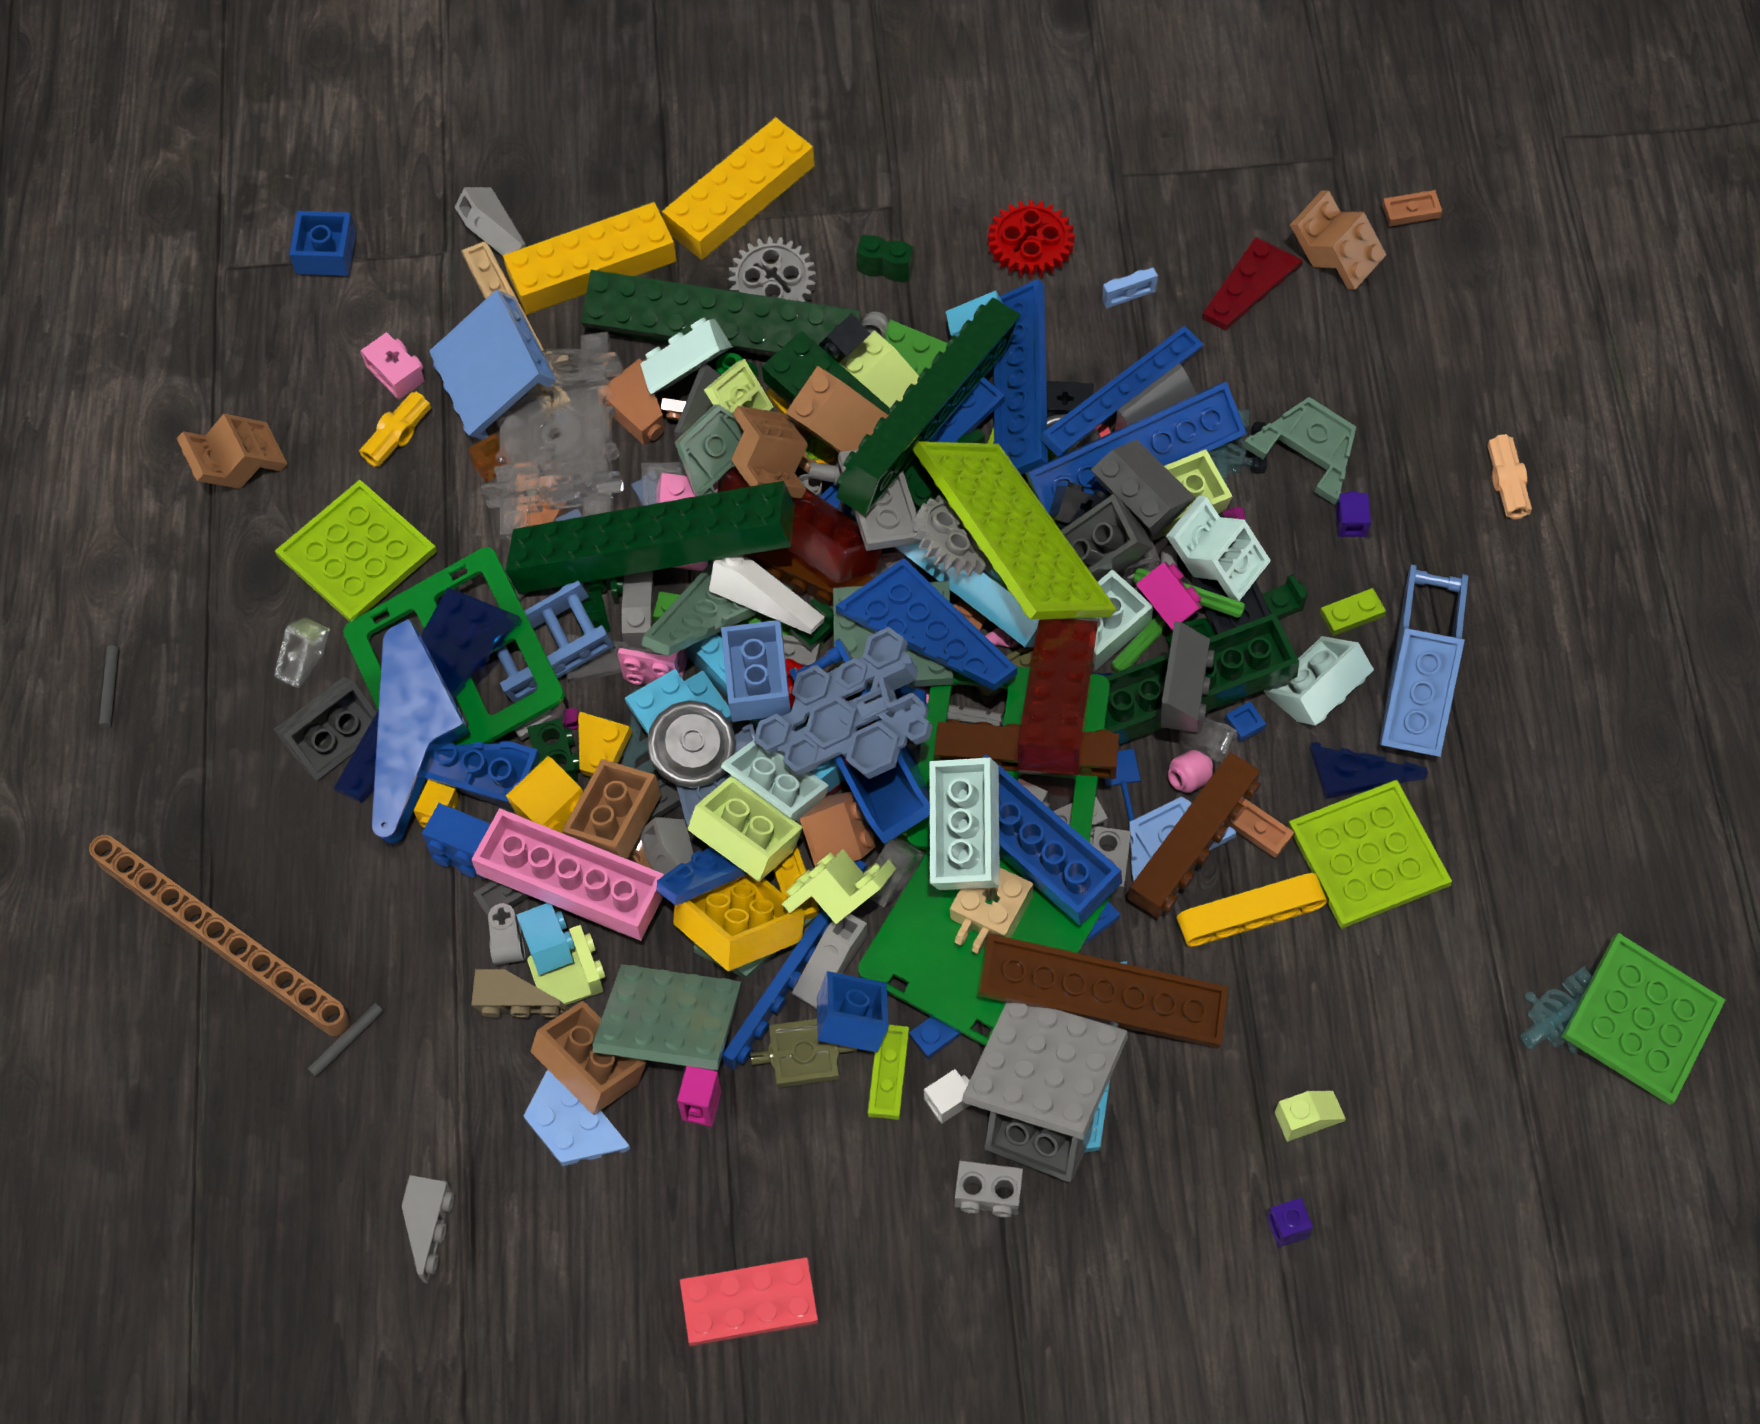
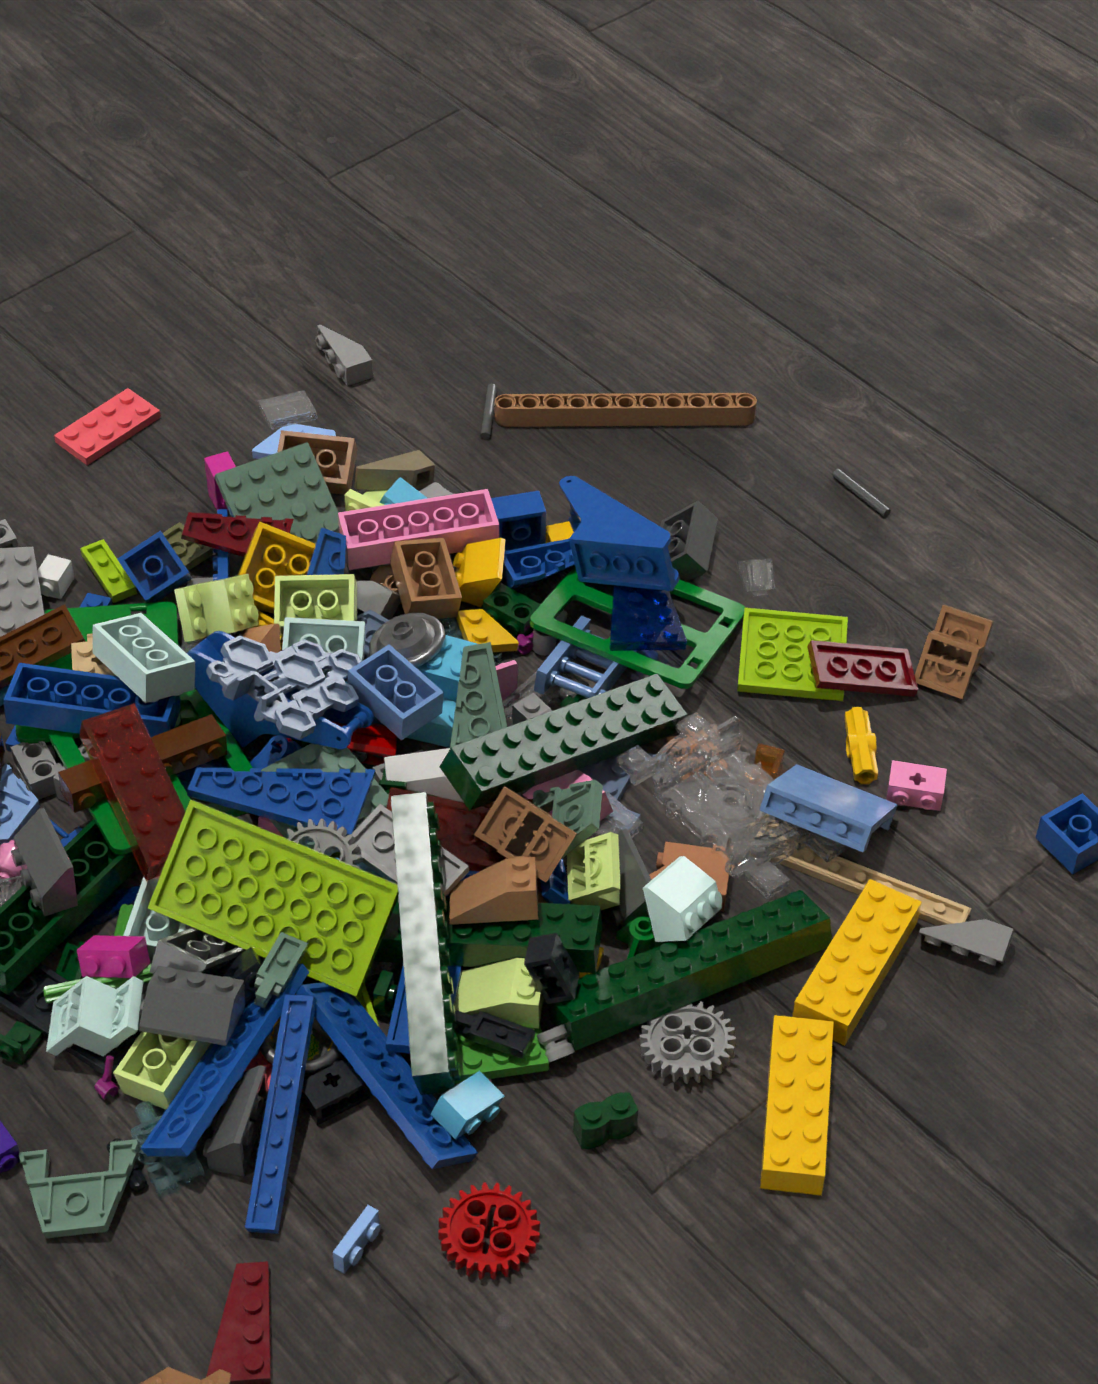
camera: 140 degrees right, 15 degrees down
(322, 485) = (862, 668): none -> dark red plate
(547, 1181) = (287, 409): none -> clear tile
(742, 994) = (227, 533): none -> dark red wing
(912, 345) = (494, 1032): none -> black hinge
(1051, 475) = (278, 968): none -> sand green hinge

